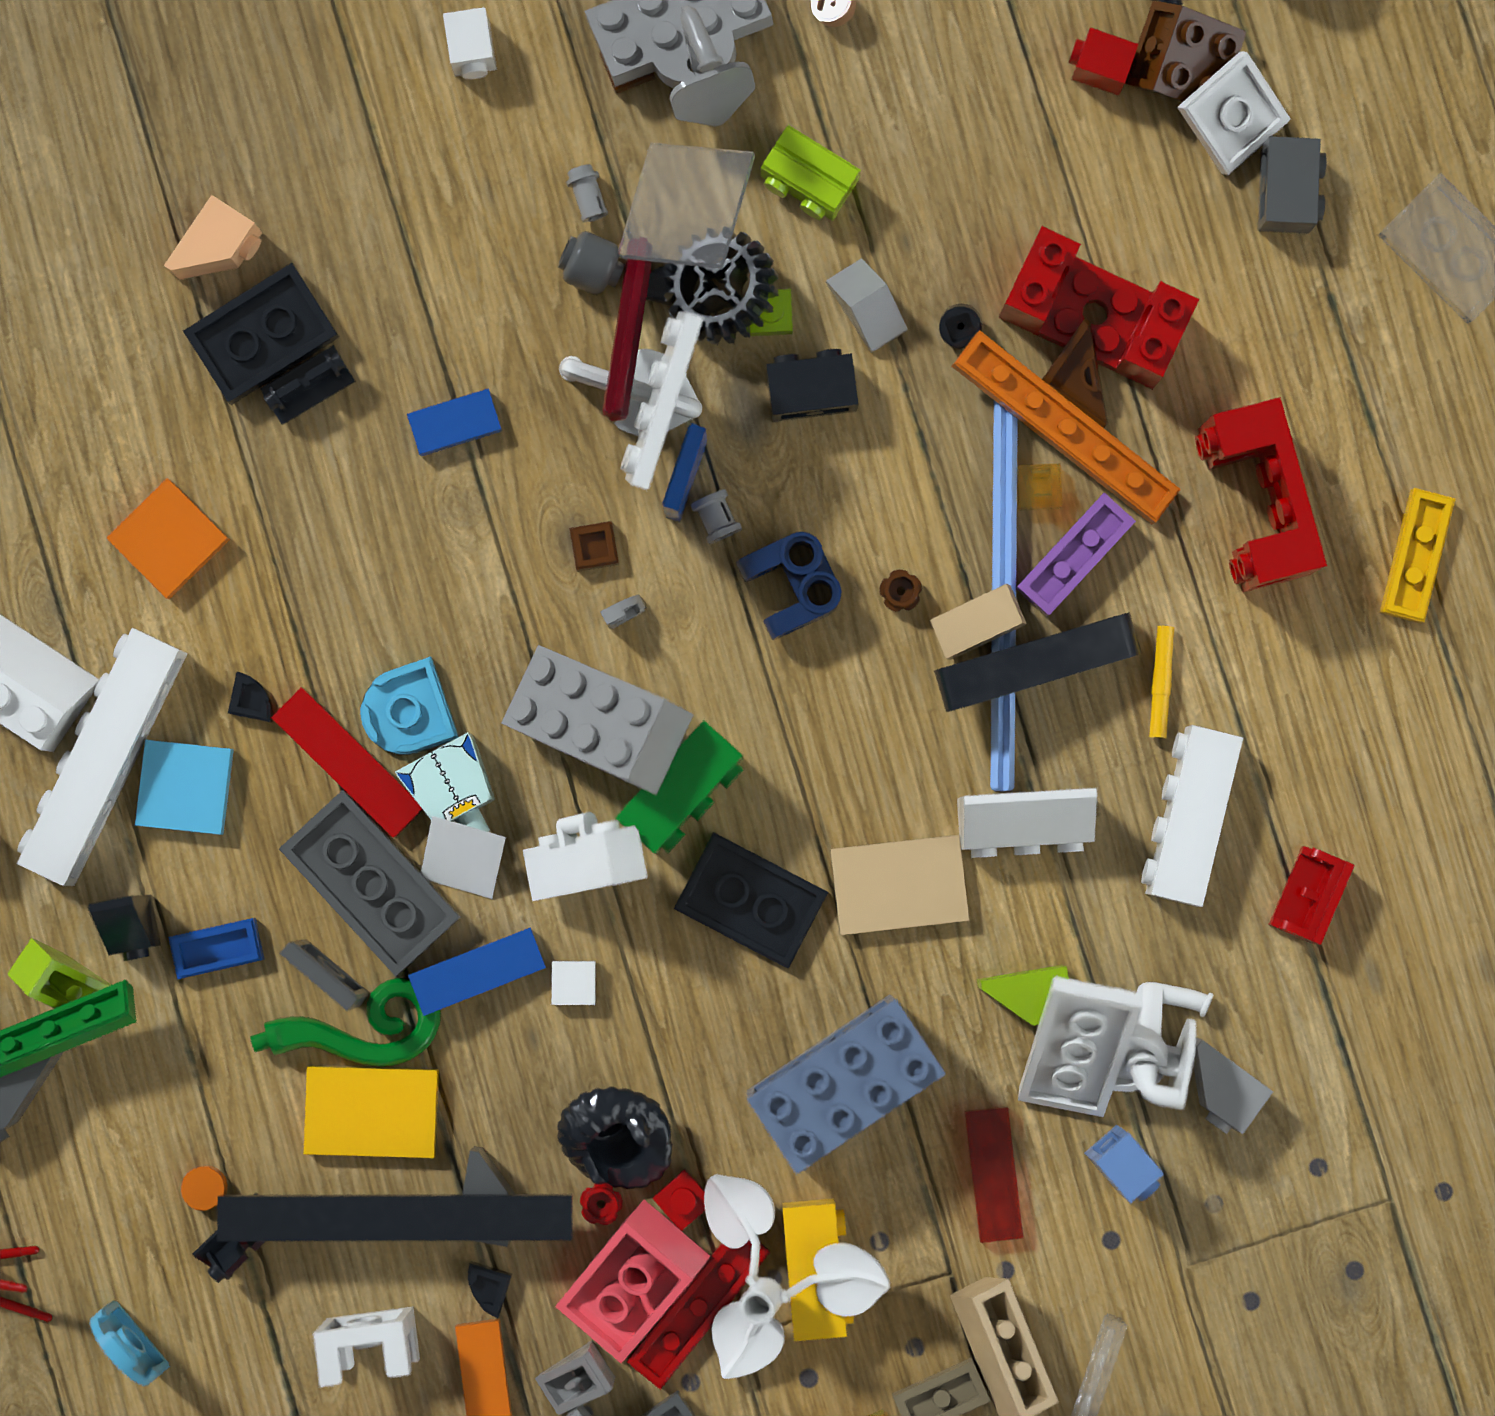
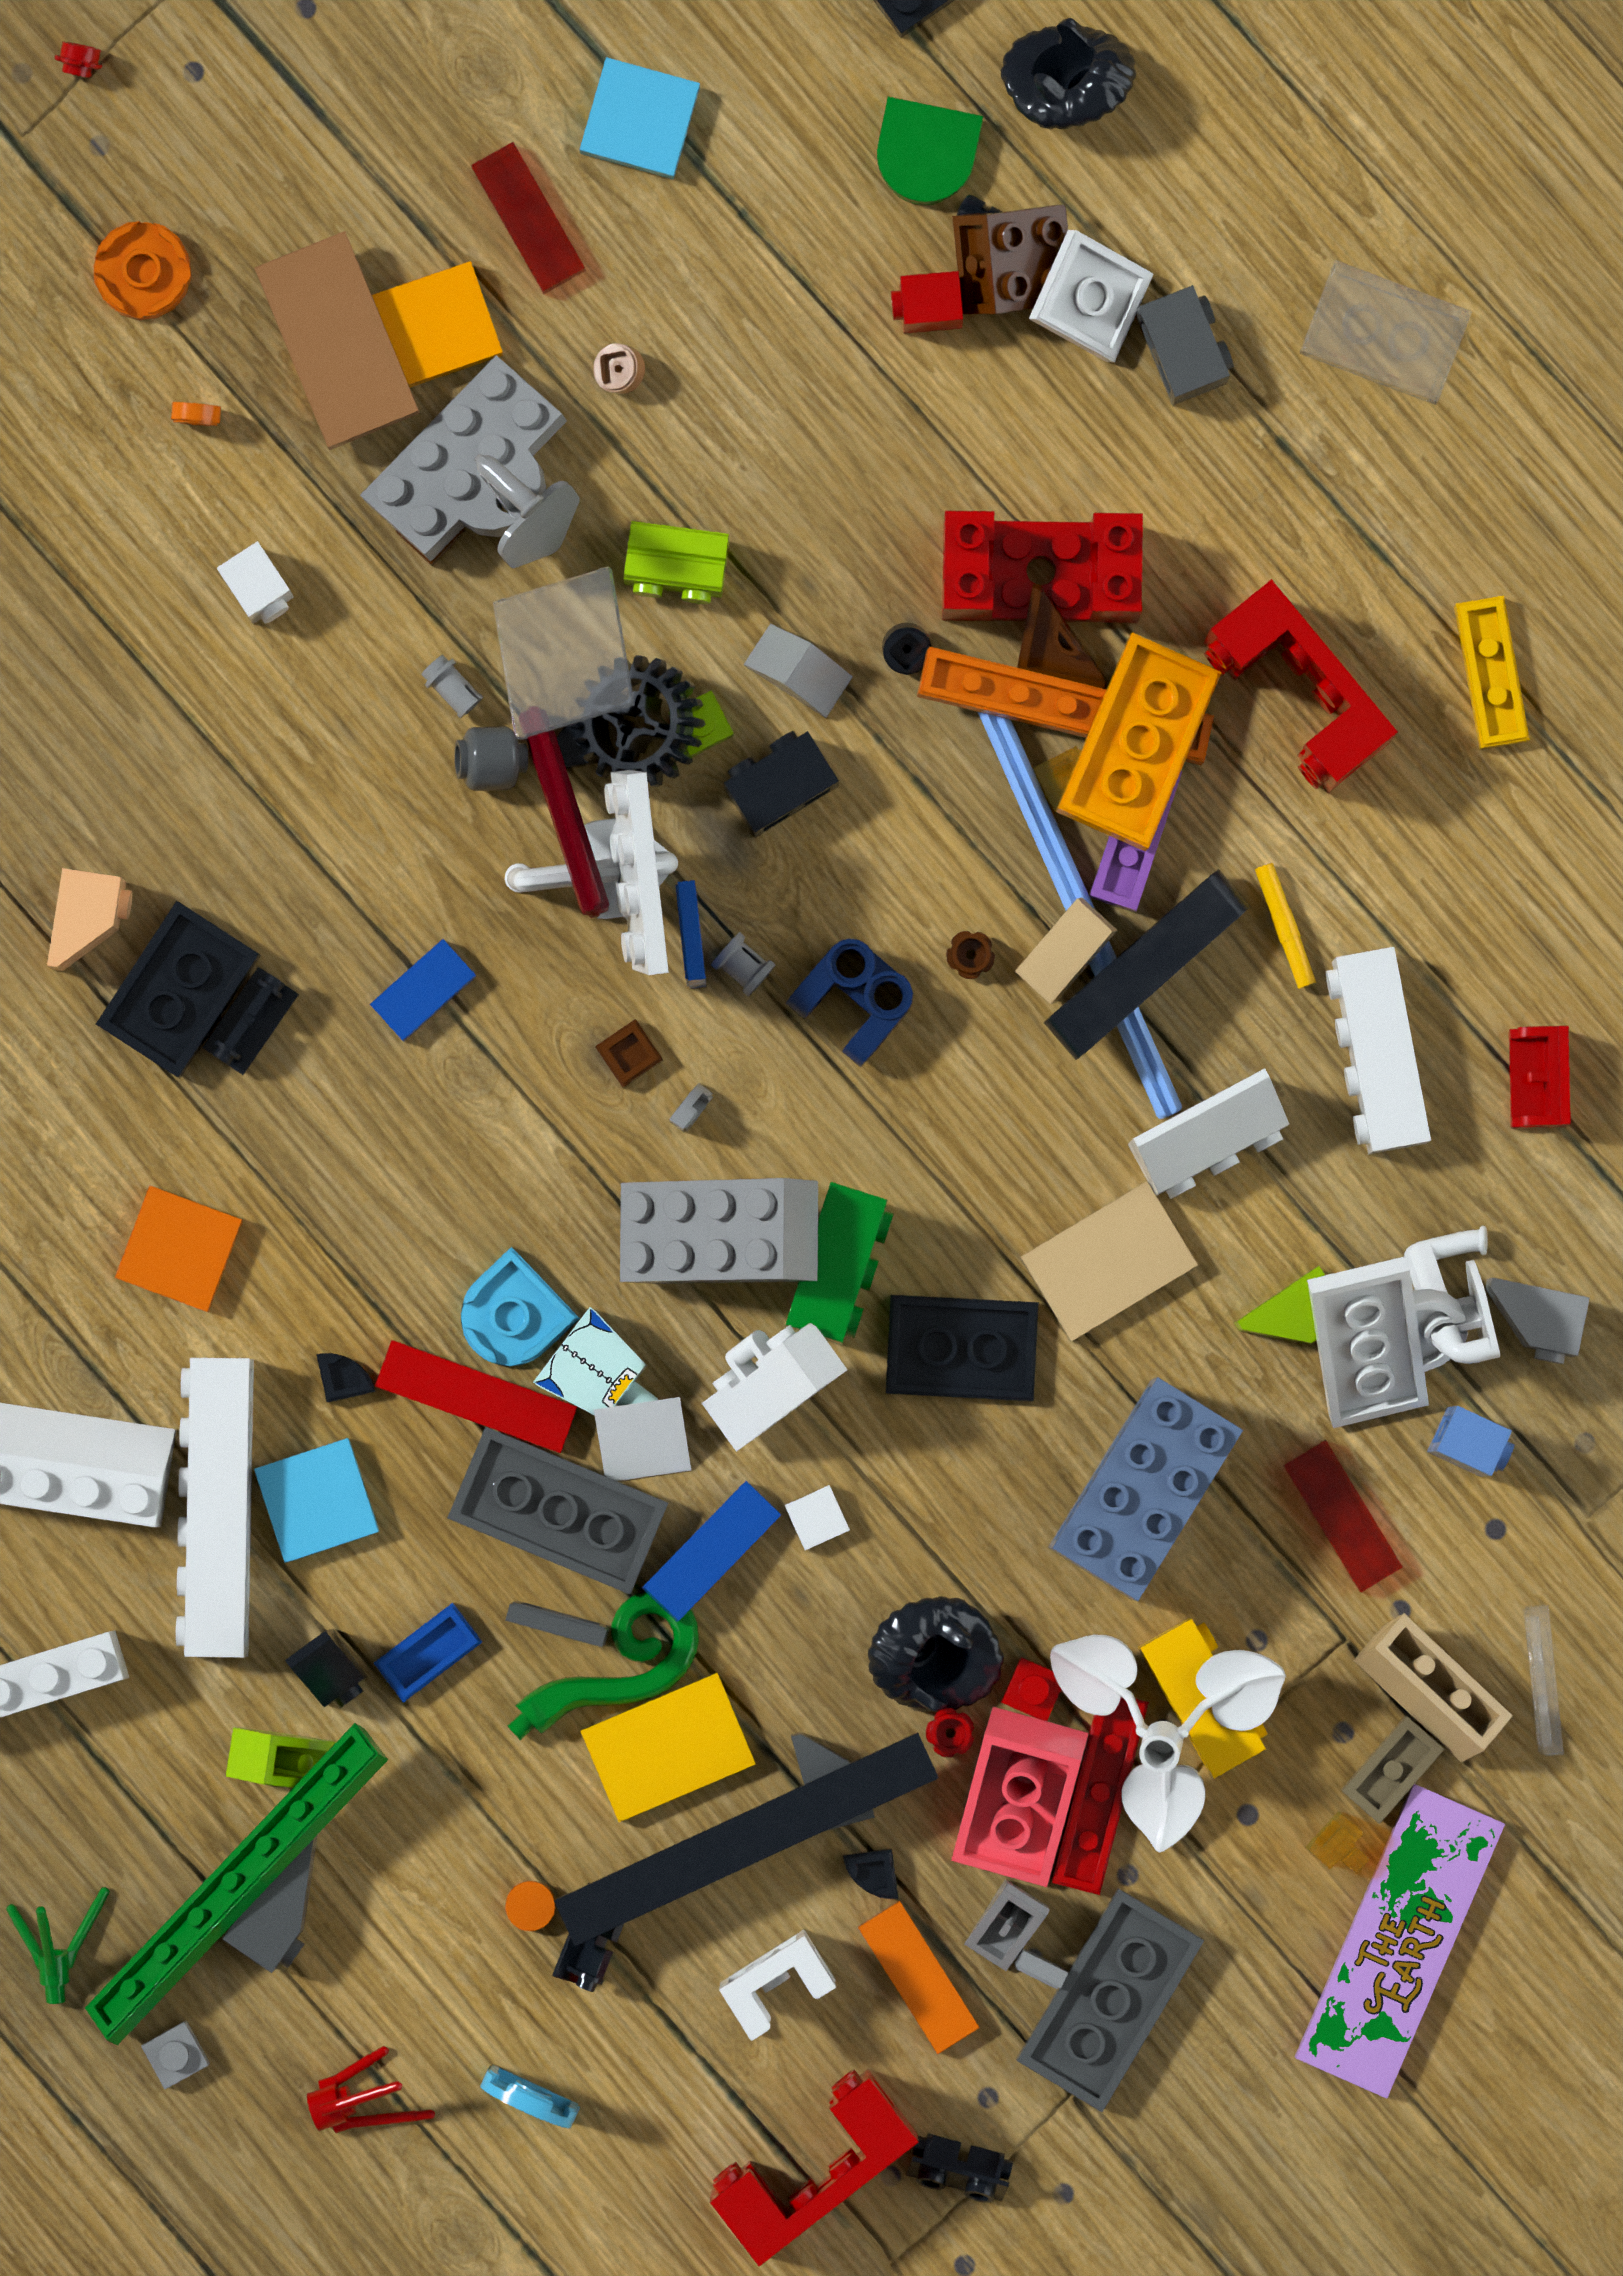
camera: 25 degrees left, 0 degrees up
(1111, 482) = (1138, 742): none -> light orange tile

